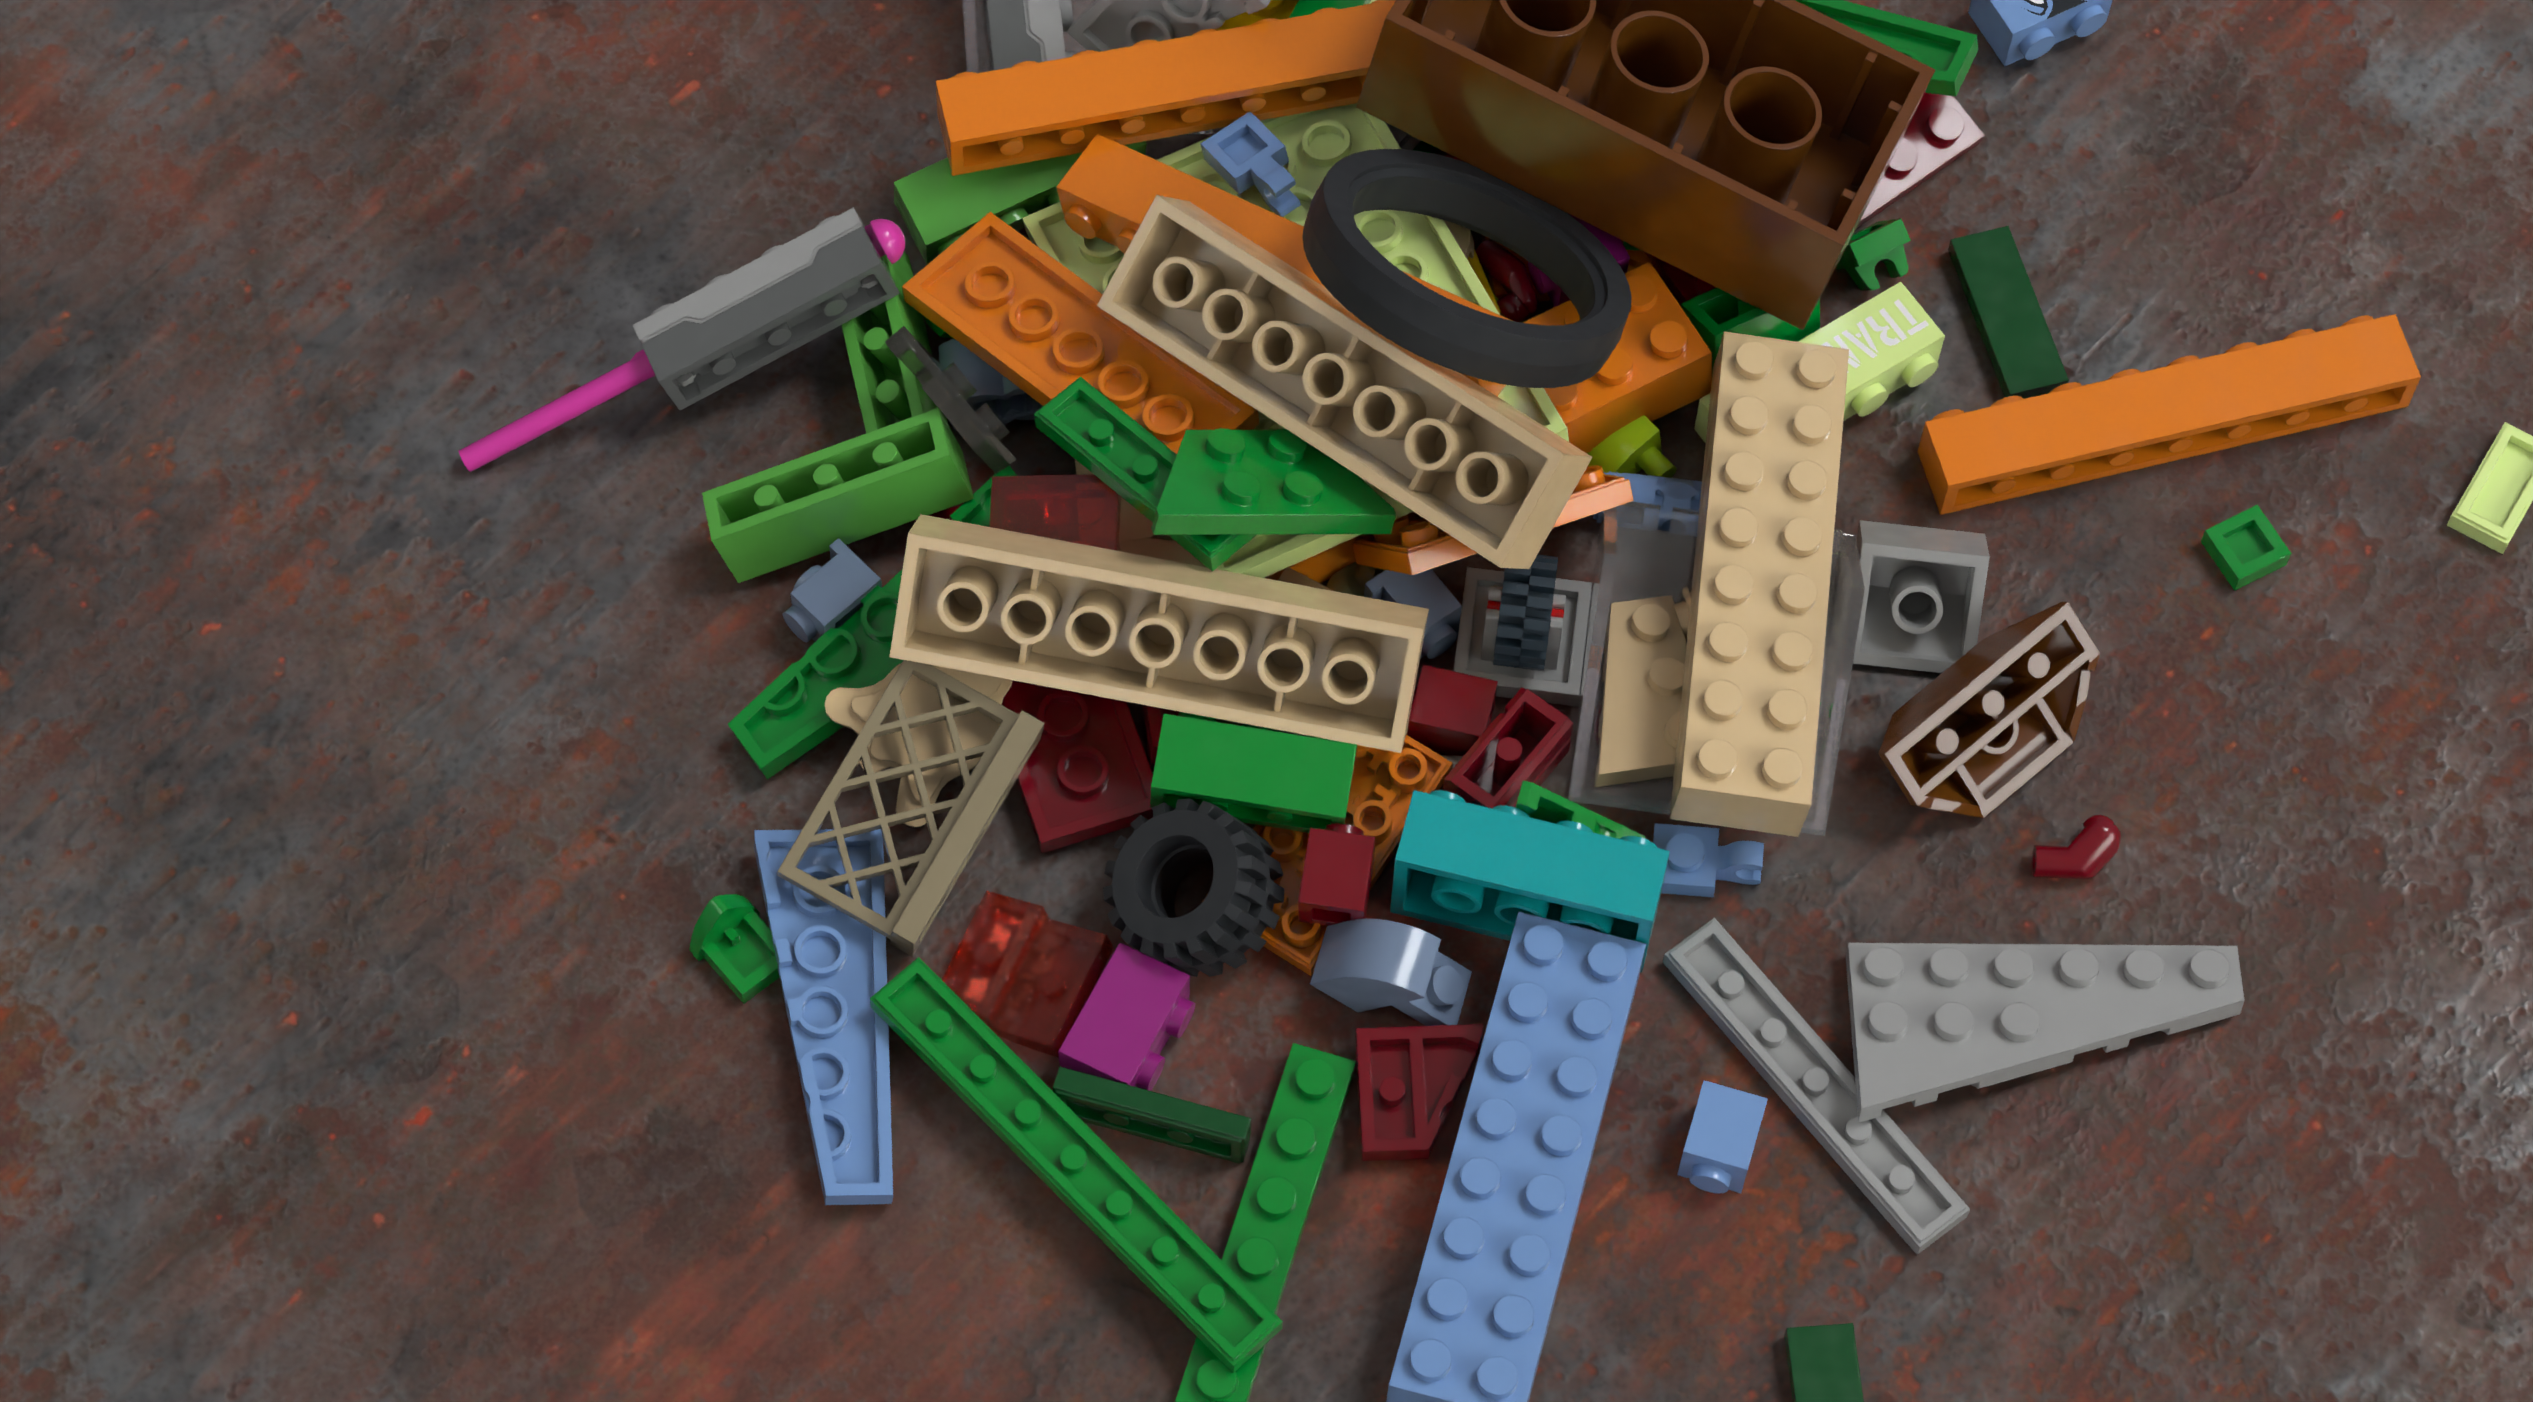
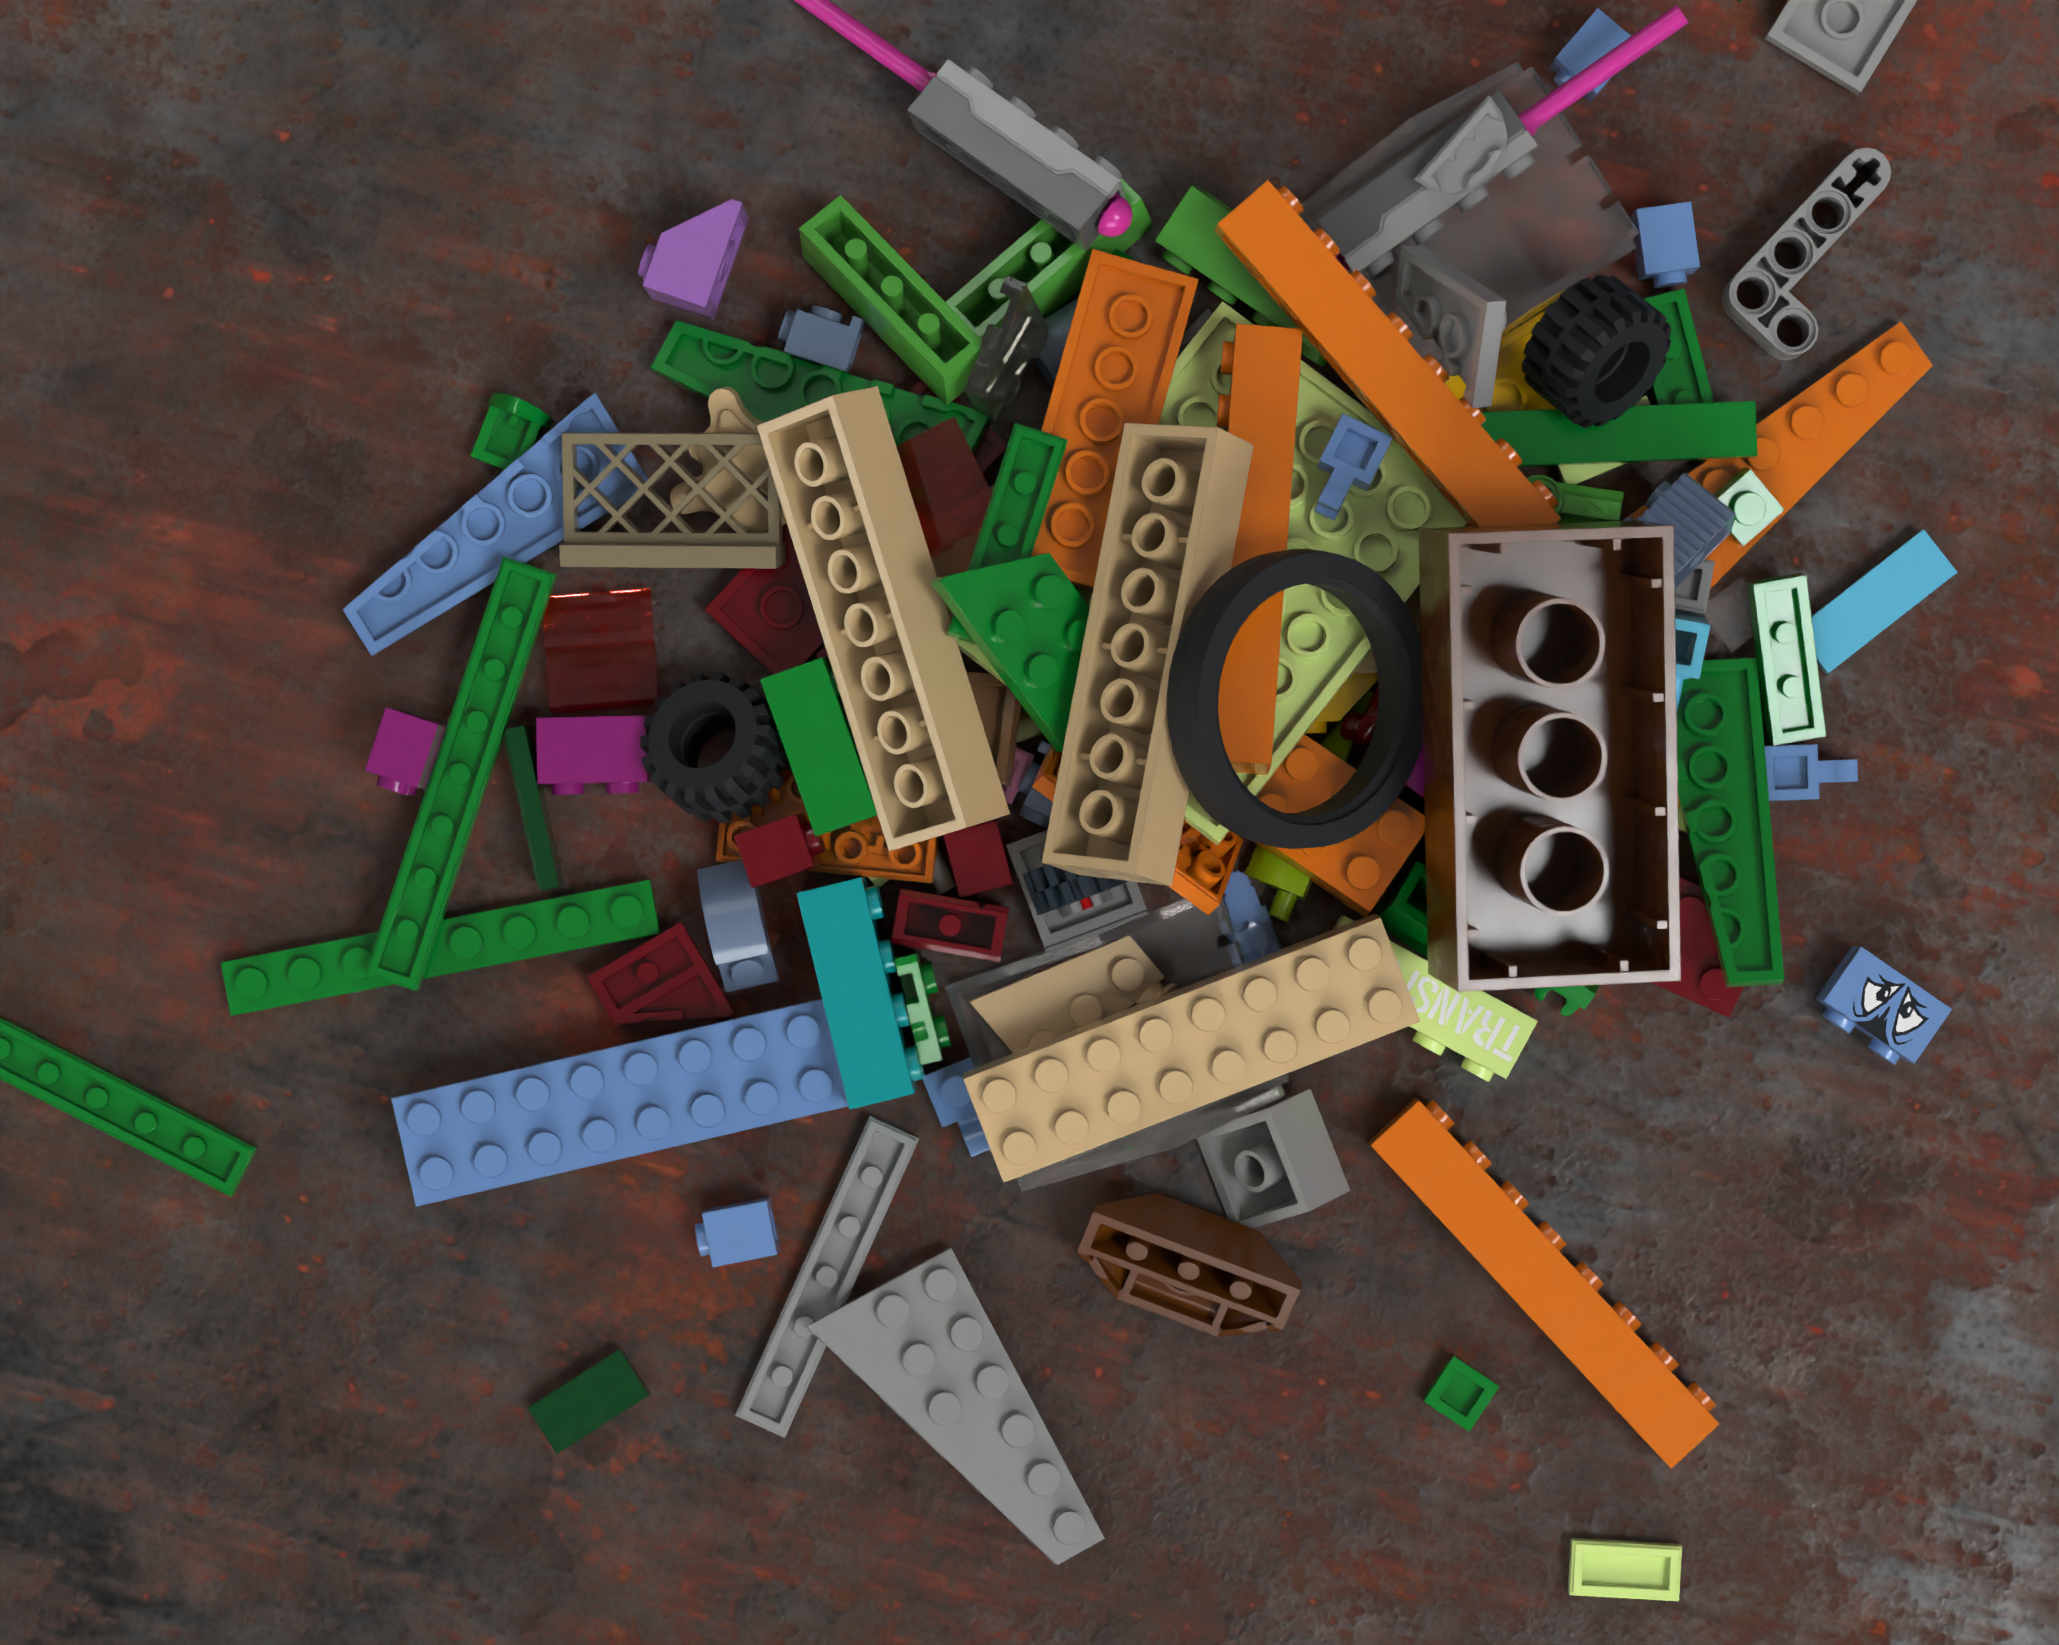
camera: 60 degrees right, 25 degrees up
(685, 663) = (695, 259): none -> medium lavender slope
(1018, 1195) = (405, 751): none -> magenta brick
(2007, 313) = (1573, 1112): dark green tile -> none
(2083, 856) = (1122, 1390): dark red arm -> none

